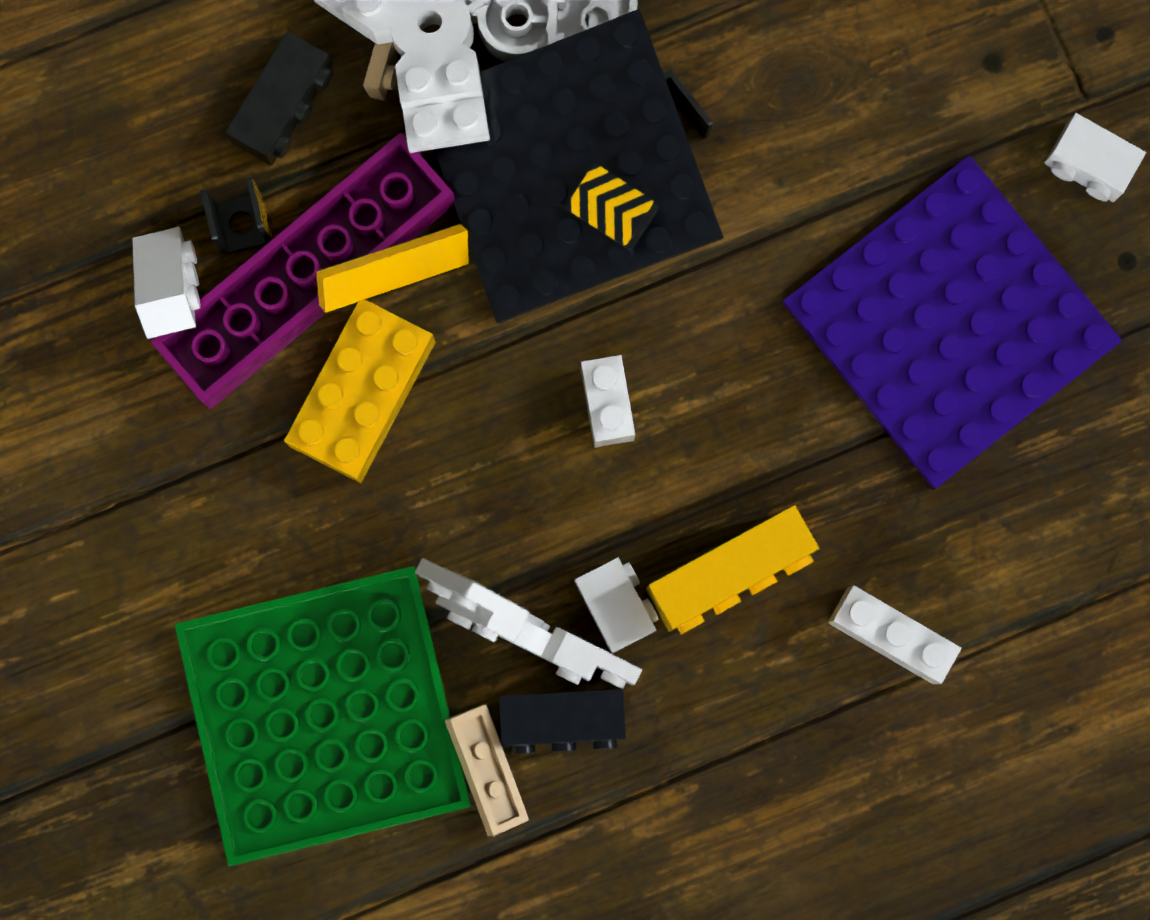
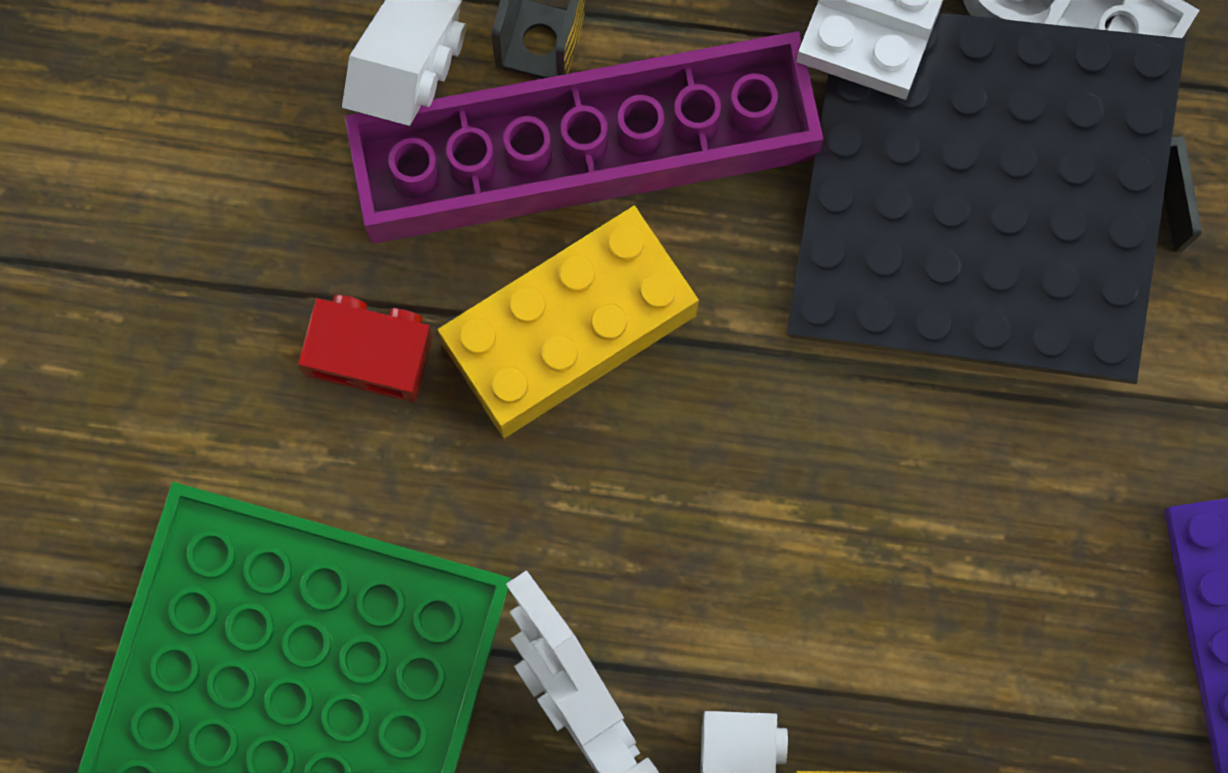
camera: 30 degrees right, 5 degrees down
(246, 475) = (366, 348): none -> red brick
(392, 268) = (694, 191): yellow tile -> none
(607, 401) = (873, 508): white brick -> none
(612, 206) = (1017, 263): piece -> none

